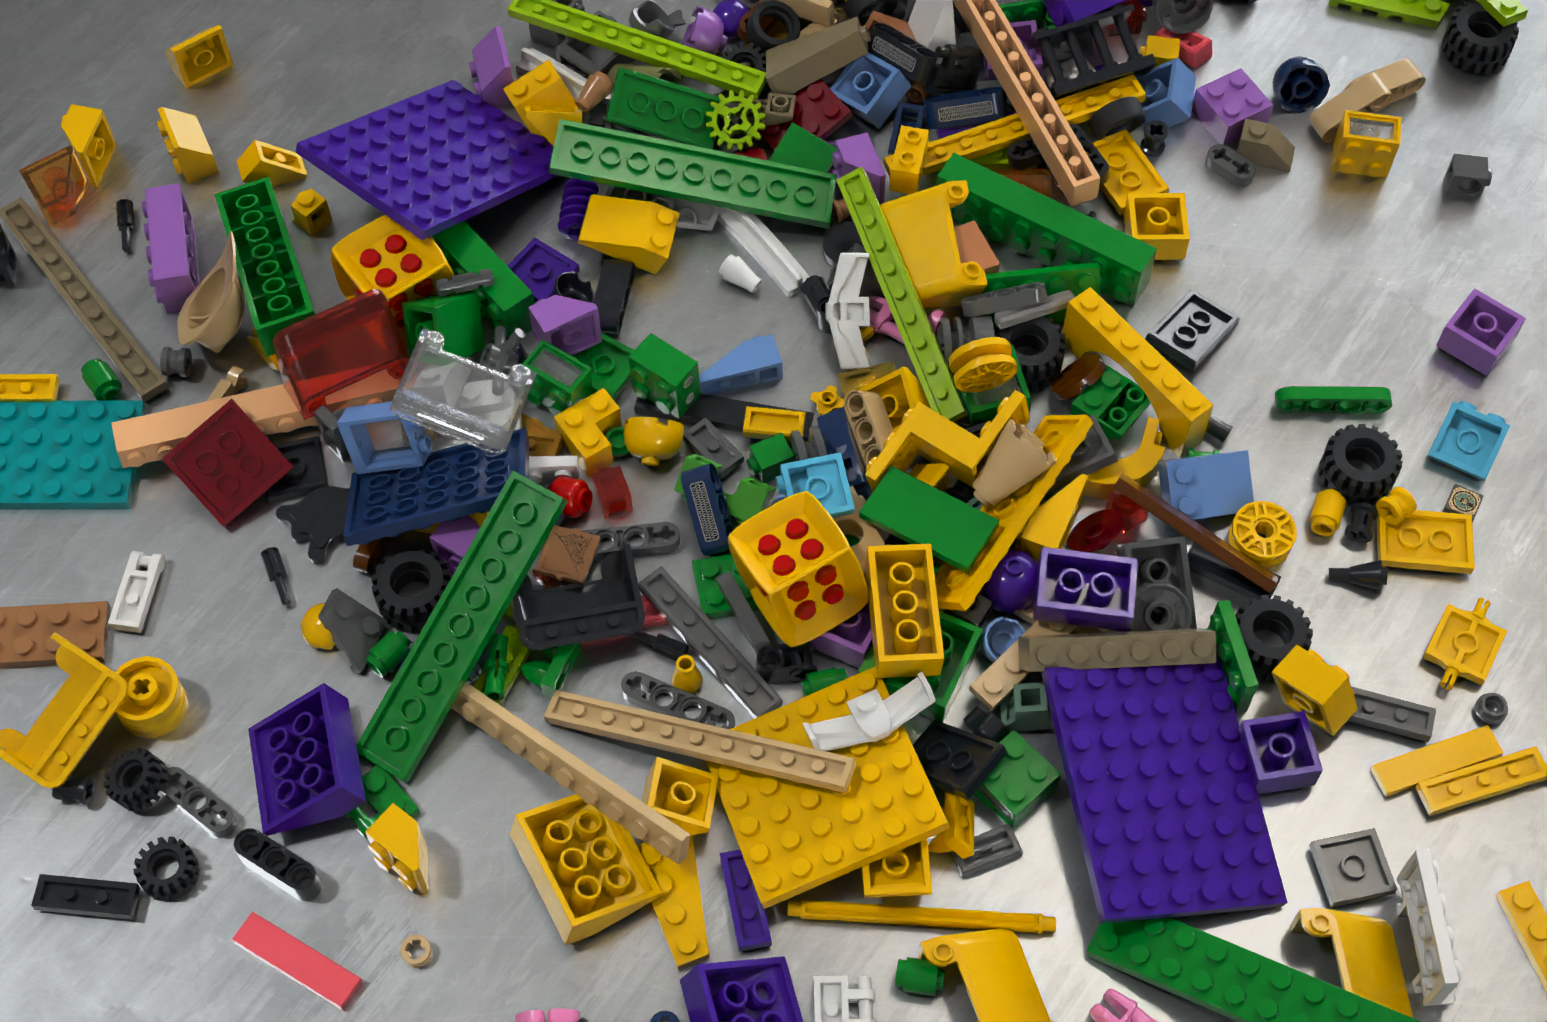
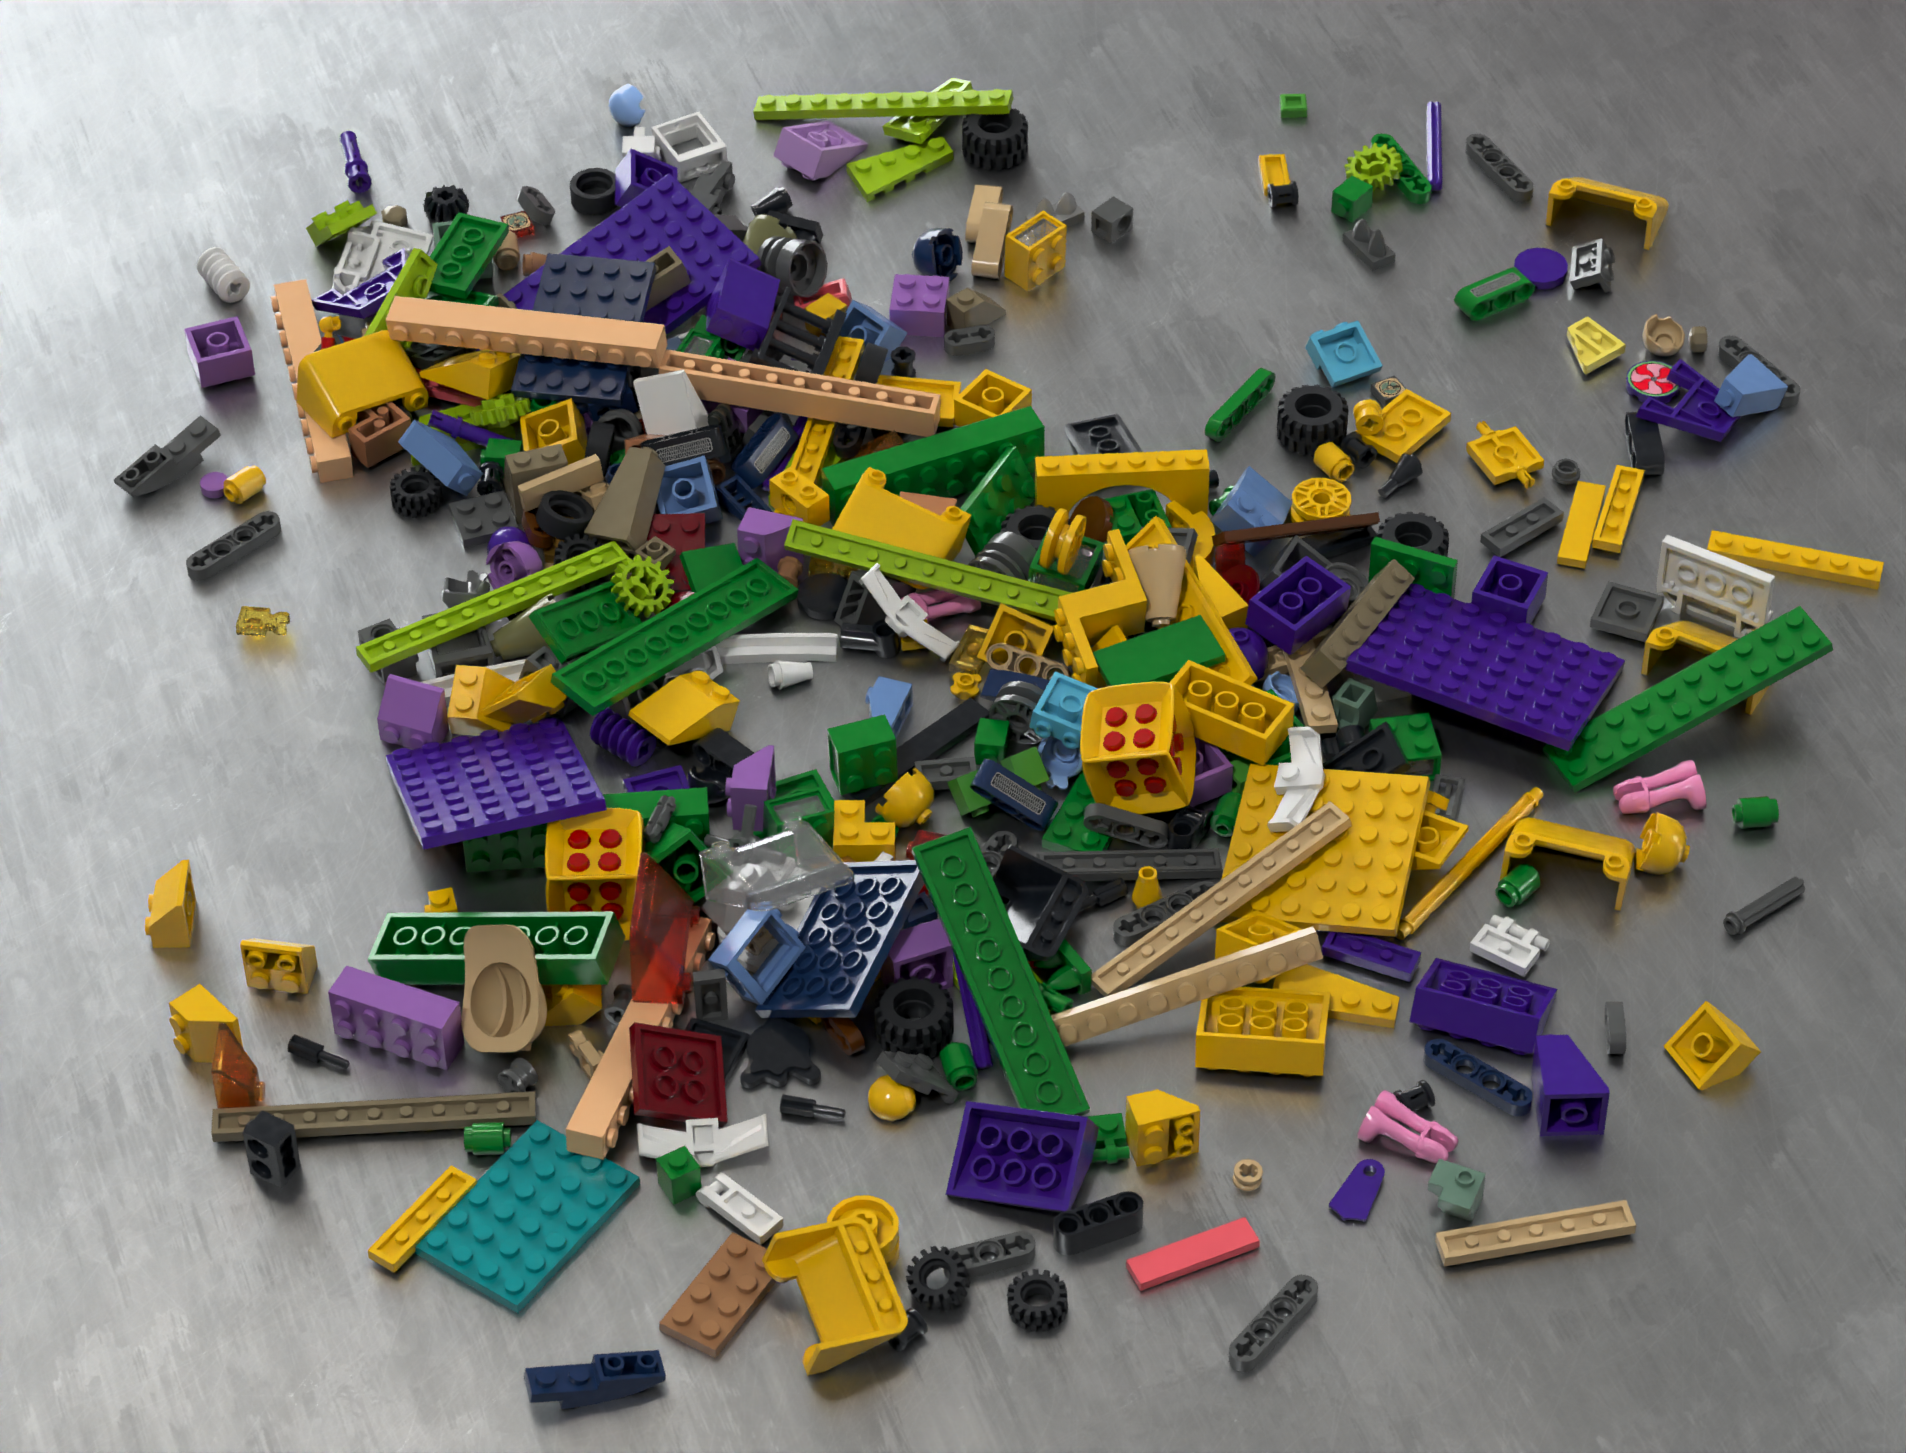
camera: 55 degrees left, 15 degrees down
(86, 896) = (1018, 1364): black plate -> none
(139, 528) = (678, 1175): none -> green brick
(189, 523) = (705, 1139): none -> white plate
(266, 160) = (357, 921): yellow slope -> none
(594, 91) = (533, 644): medium nougat cone -> none
(767, 422) = (960, 724): yellow tile -> none
(1004, 299) = (991, 516): dark grey beam -> none
(1025, 313) = (1014, 505): light grey axle -> none
(1316, 688) = (1479, 537): yellow brick -> none
(1432, 135) = (1065, 210): none -> light grey tile
(1480, 331) = (1260, 292): medium lavender brick -> none

